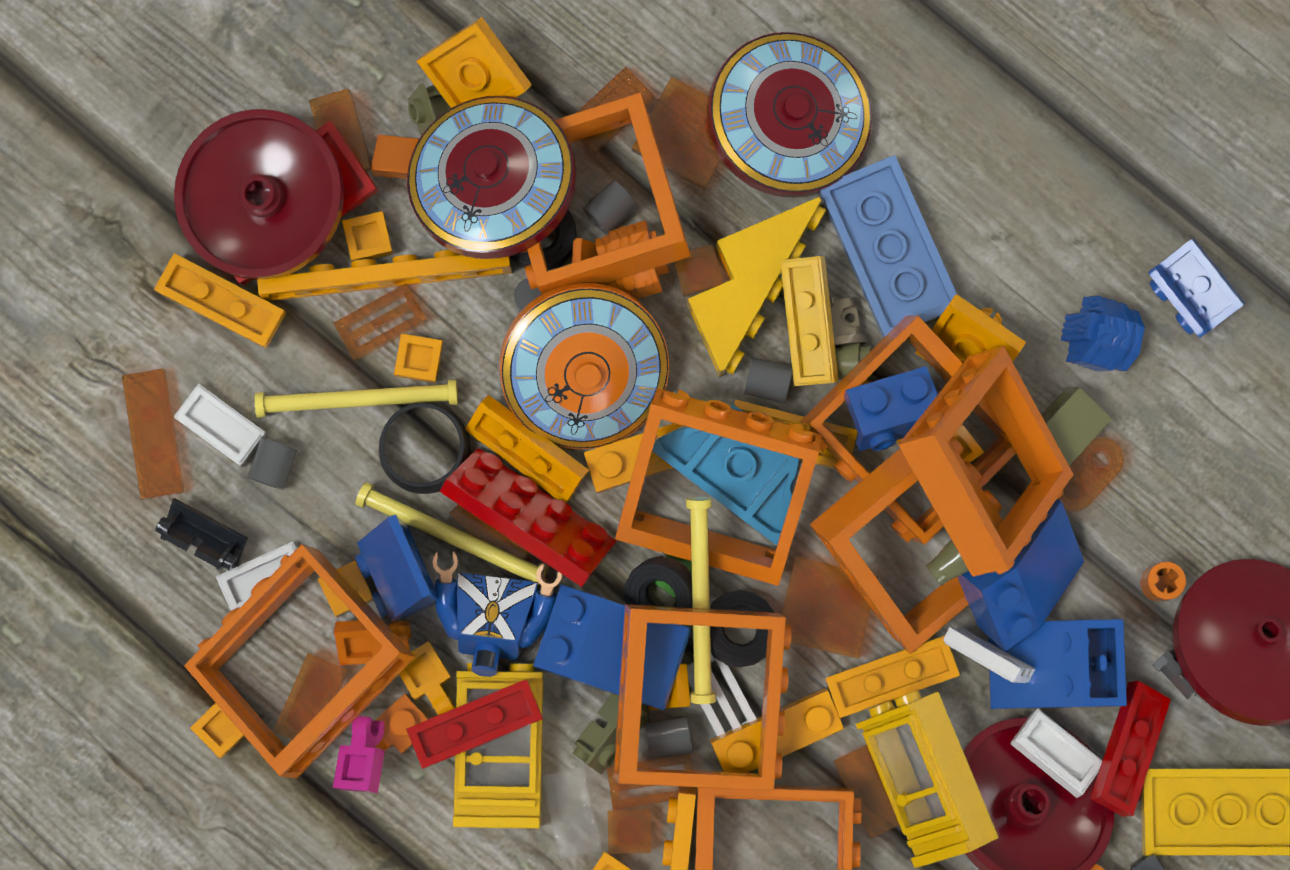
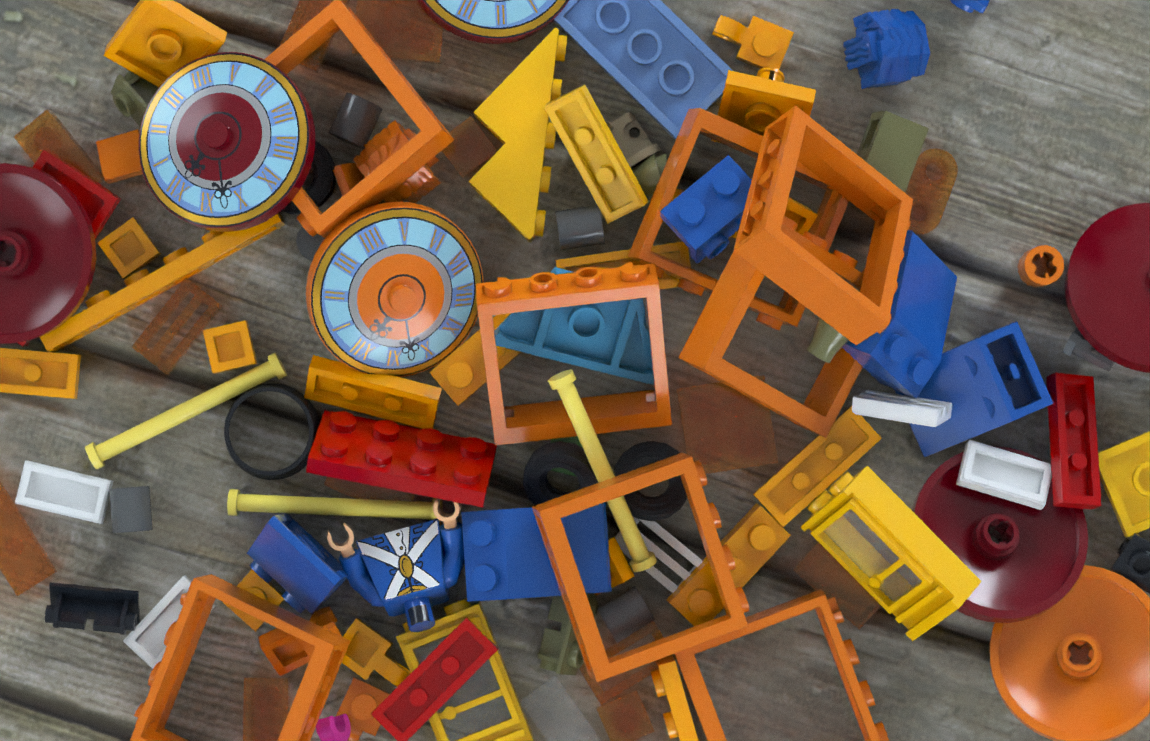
camera: 20 degrees left, 5 degrees up
(991, 285) = (760, 43): none -> light orange plate

